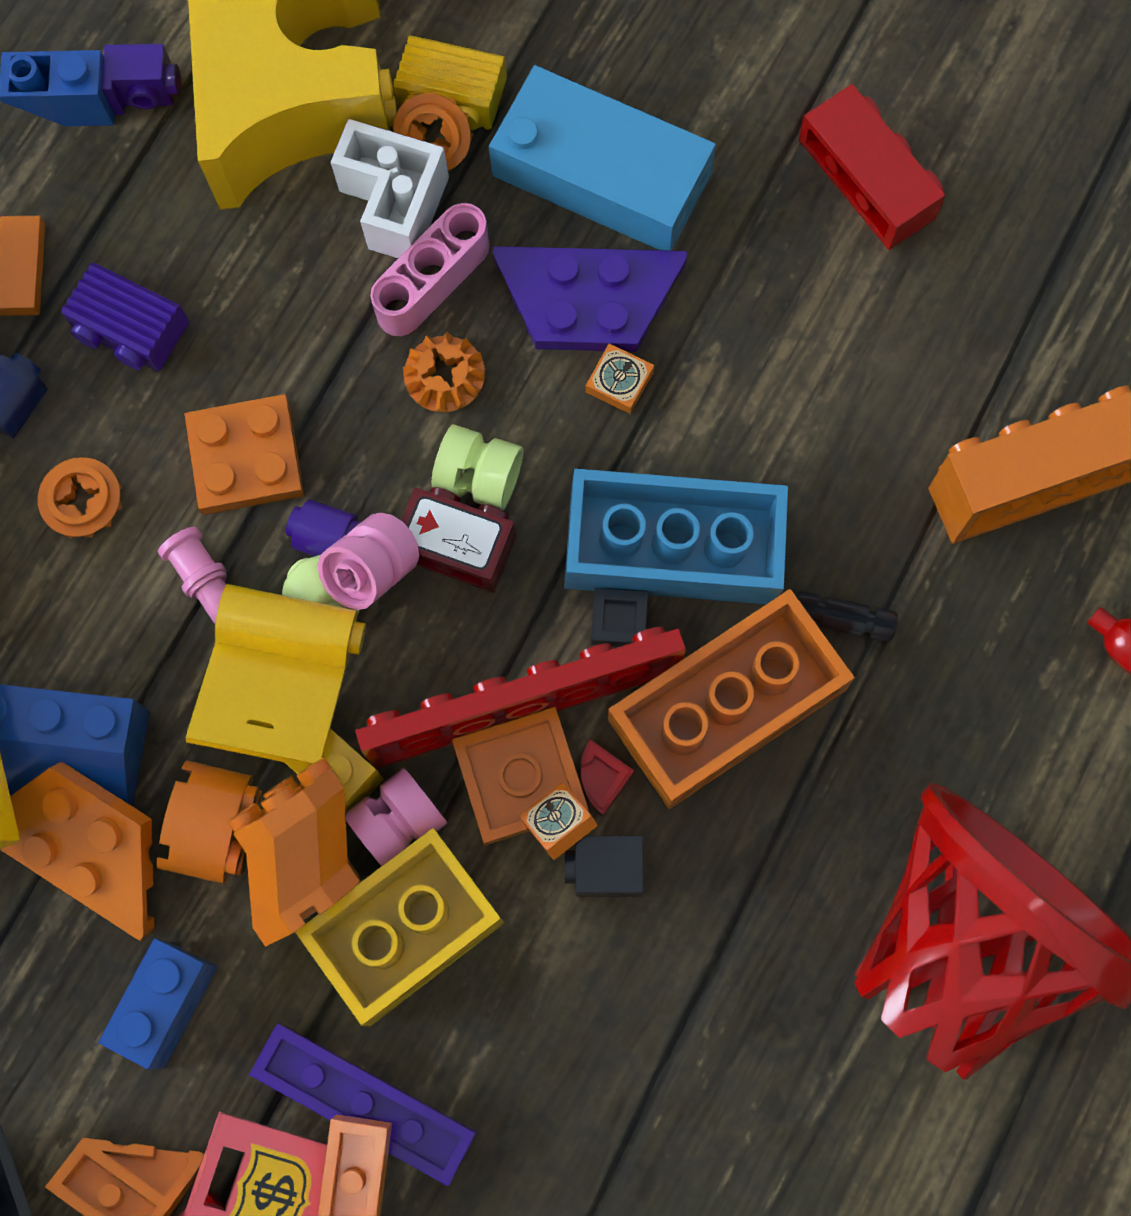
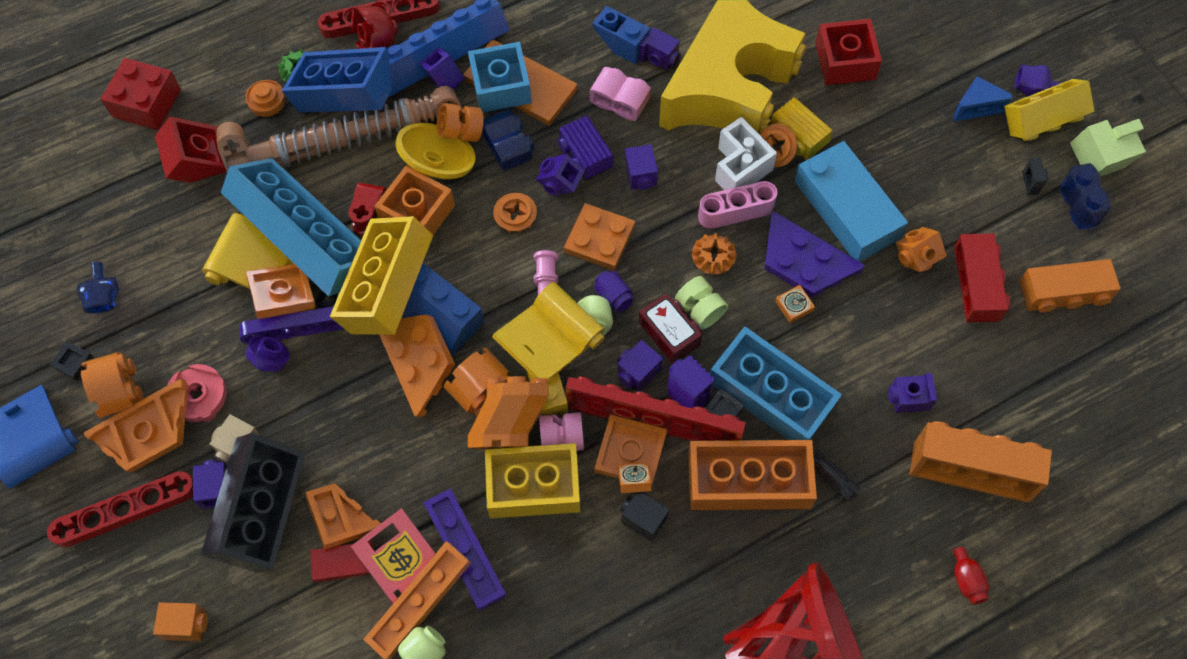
camera: 30 degrees right, 10 degrees down
(114, 391) = (560, 175): none -> dark purple brick
(121, 191) = (620, 93): none -> bright pink brick
(158, 1004) = (405, 446): blue brick -> none
(237, 298) = (641, 167): none -> dark purple brick
(368, 561) = (623, 310): bright pink wheel -> none
(444, 632) = (638, 366): none -> dark purple brick
(547, 616) = (689, 383): none -> dark purple brick
(602, 776) = (669, 476): red tile -> none
(757, 174) = (920, 249): none -> orange brick
(900, 402) = (905, 401): none -> dark purple brick
(1006, 101) = (1069, 285): none -> orange brick

